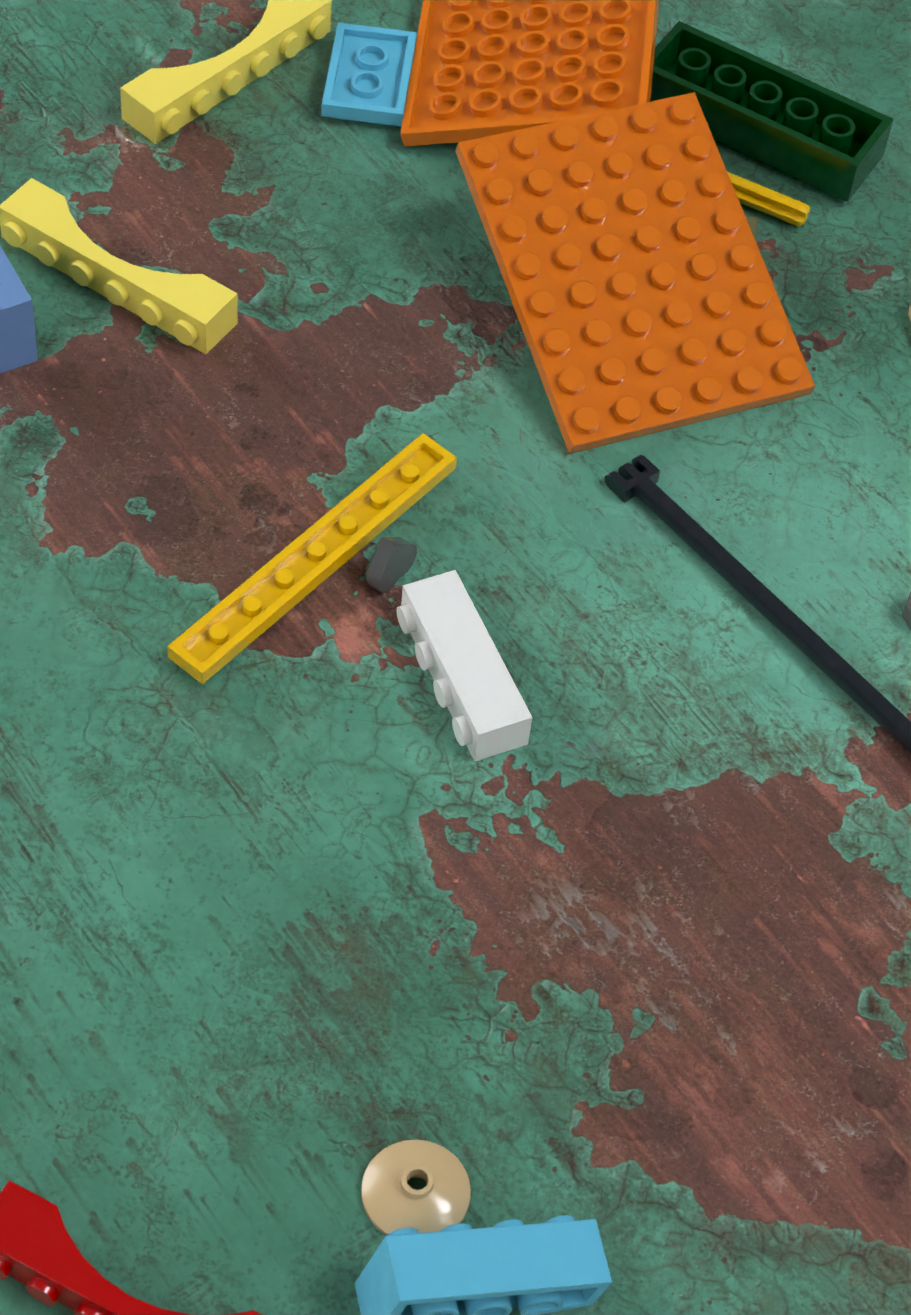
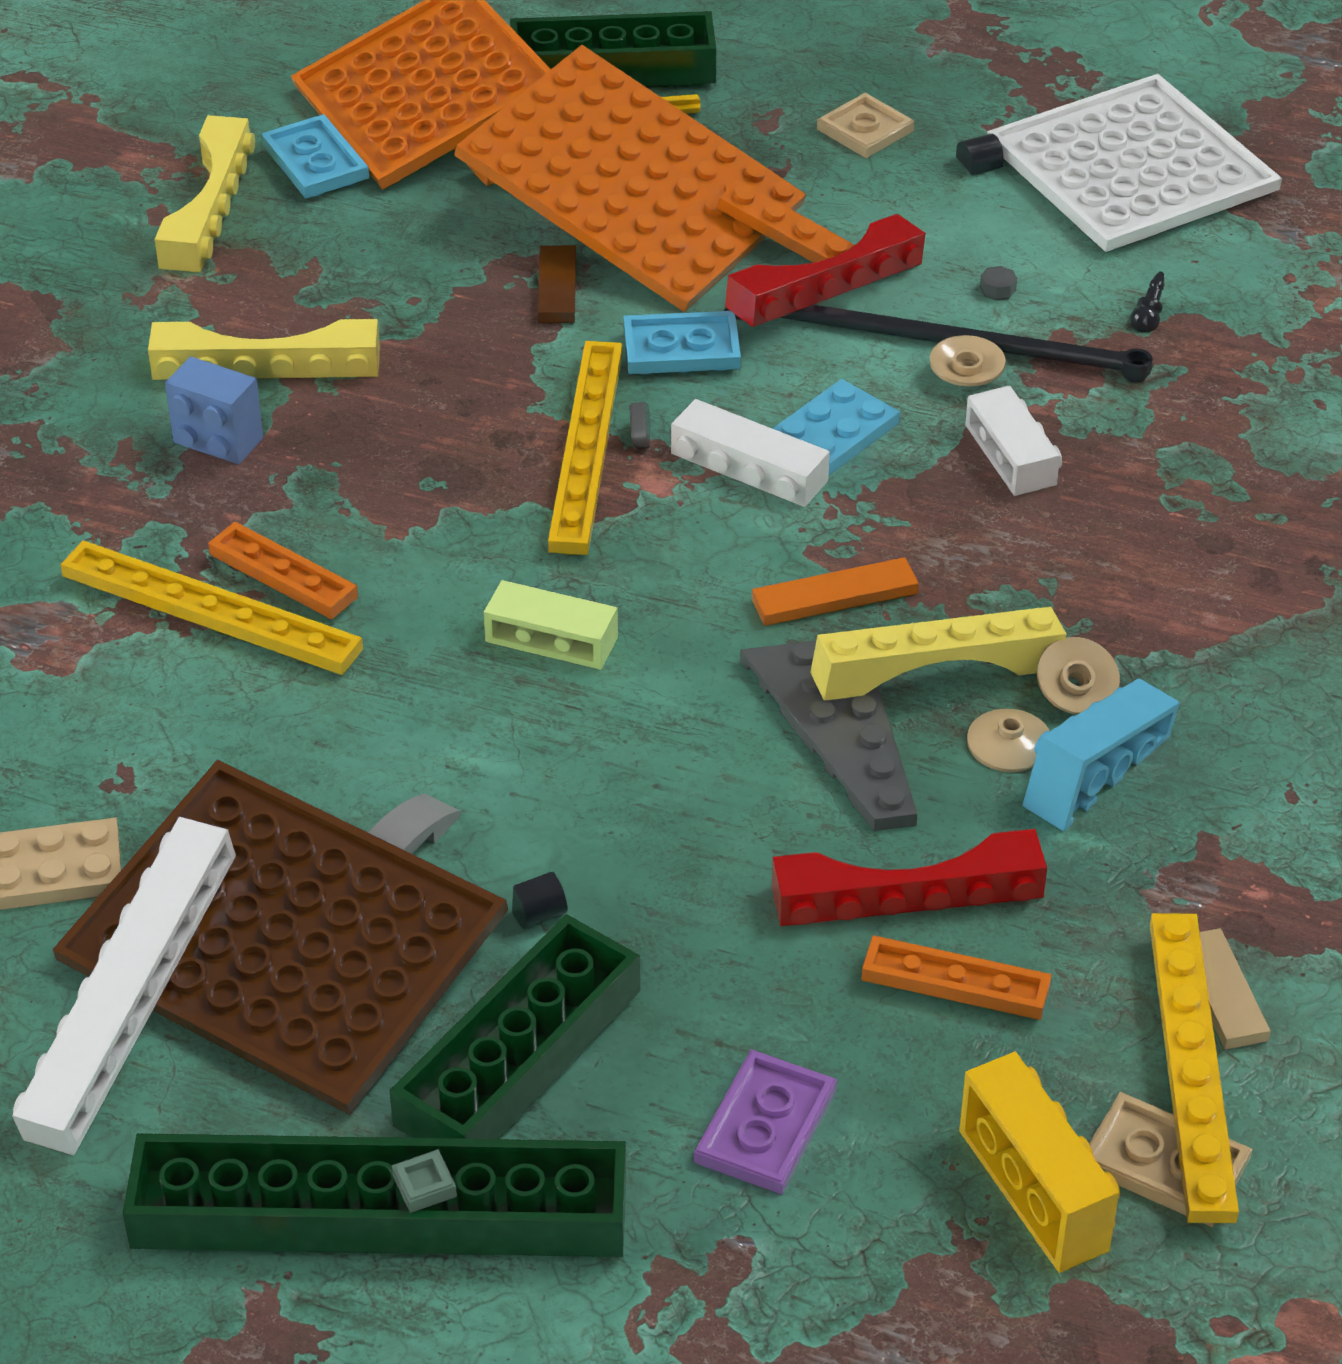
camera: 30 degrees left, 10 degrees down
(83, 746) = (551, 624): none -> yellowish green brick
(268, 1033) = (845, 732): none -> dark grey wing
(334, 1006) = (862, 659): none -> light yellow arch
(403, 886) = (834, 591): none -> orange tile
(467, 349) = (557, 284): none -> reddish brown tile
(522, 490) = (681, 342): none -> medium azure plate
(553, 1137) = (1079, 660): none -> tan dish
(588, 684) = (841, 421): none -> medium azure plate
(655, 488) = (774, 291): none -> red arch
(751, 418) = (781, 223): none -> orange plate
(755, 820) = (1013, 440): none -> white brick
(800, 677) = (967, 360): none -> tan dish

